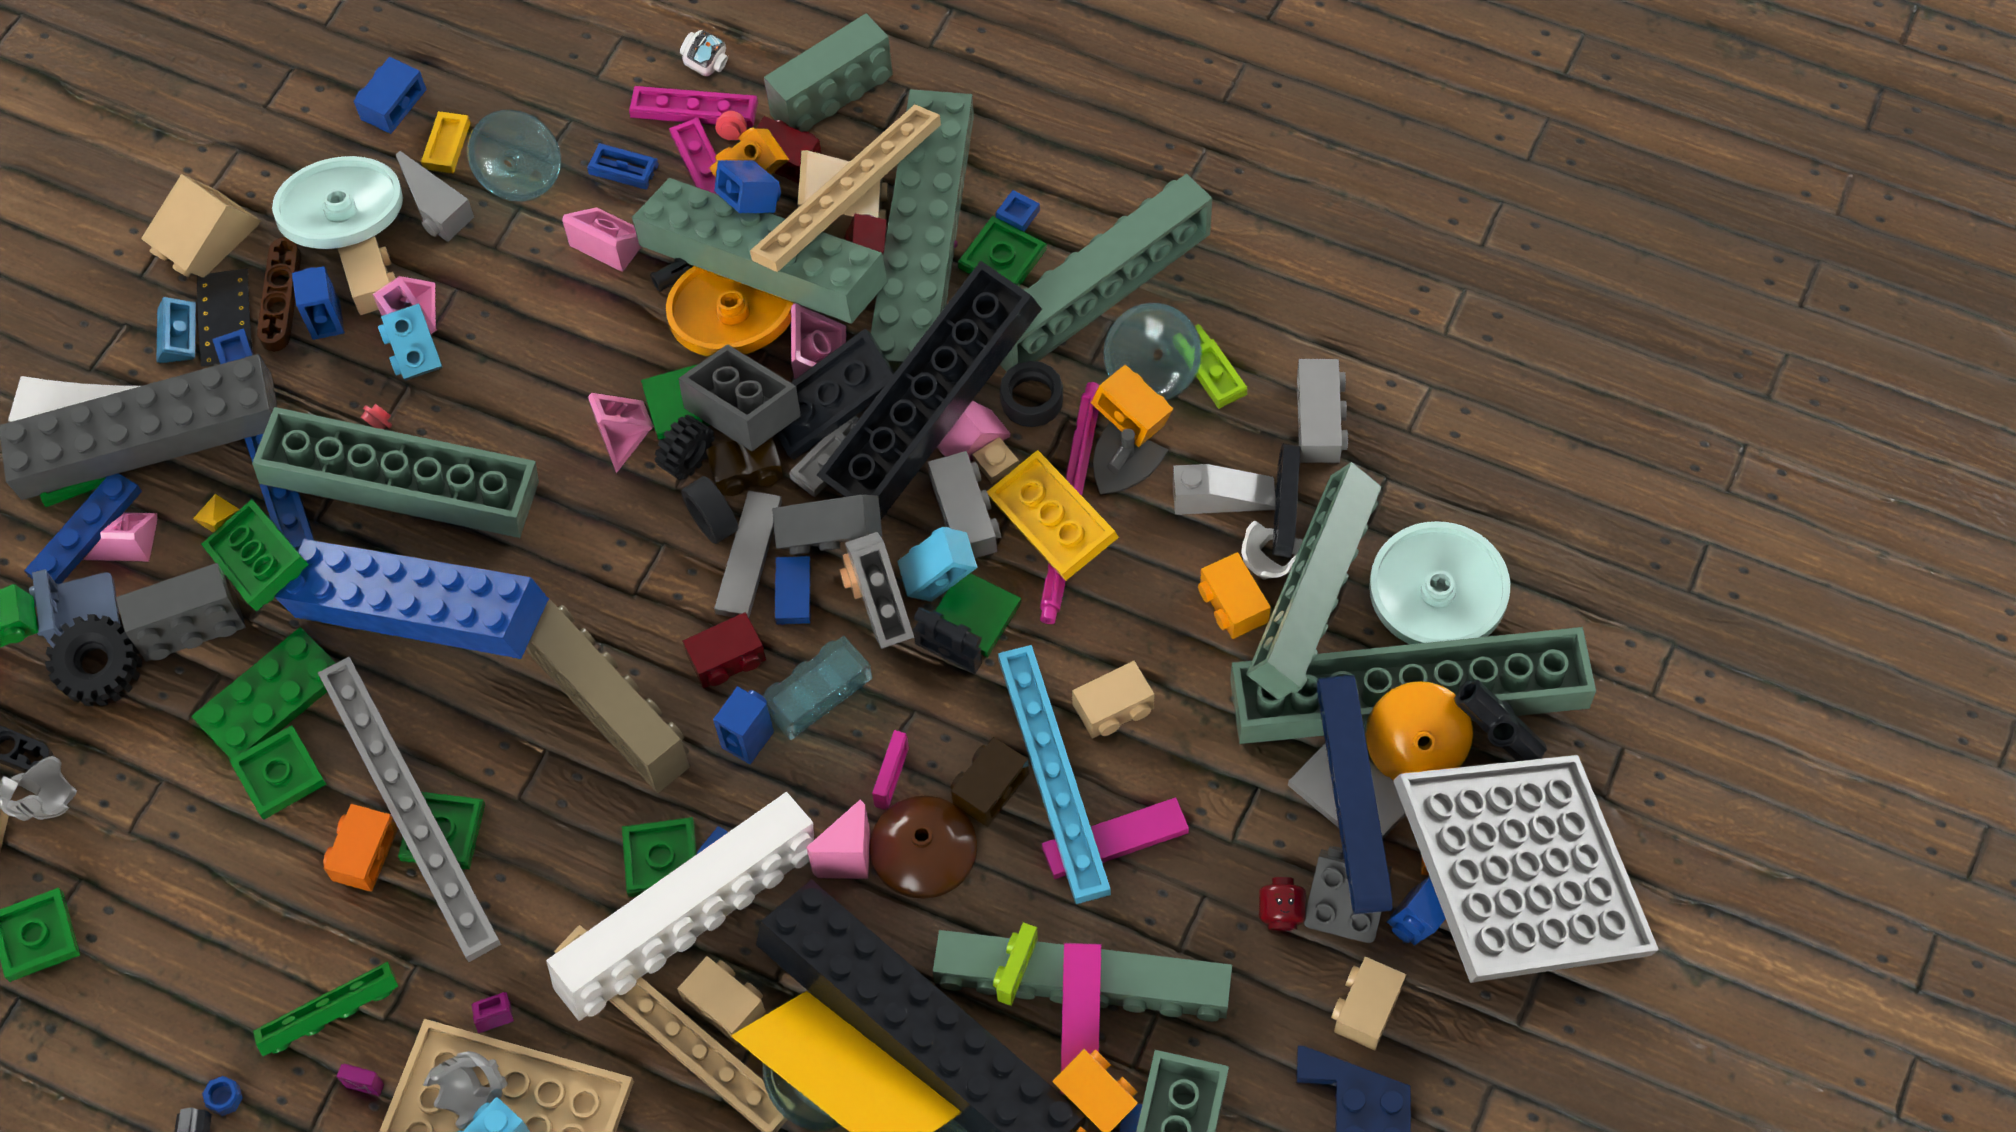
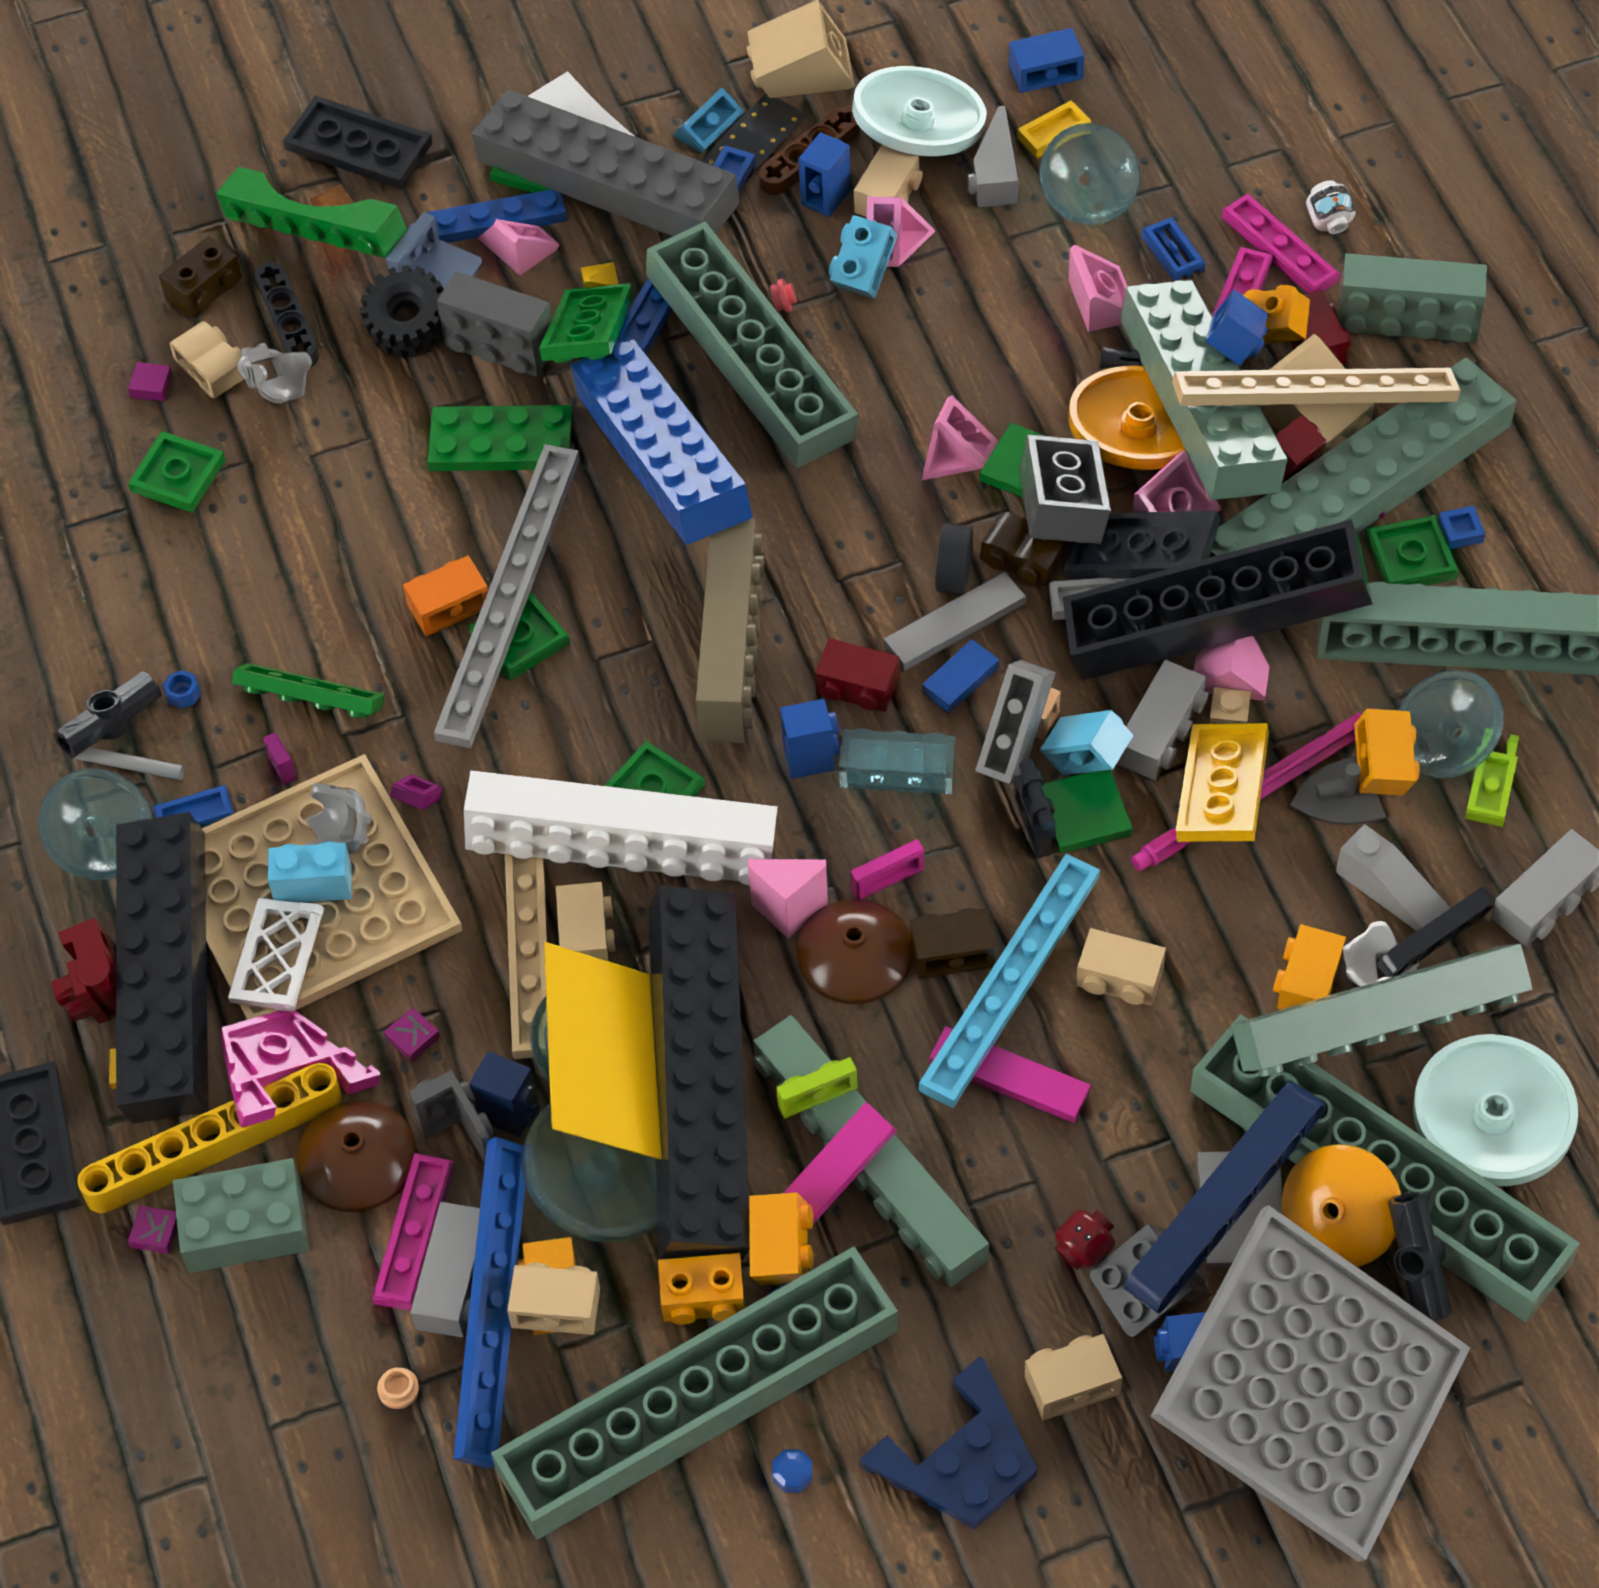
camera: 45 degrees right, 5 degrees down
(277, 772) = (449, 496): green plate -> none
(684, 447) = (984, 495): black tyre -> none
(730, 125) = (1293, 276): coral plate -> none
(825, 523) = (1031, 638): dark grey brick -> none
(1027, 372) = (1317, 656): black tyre -> none

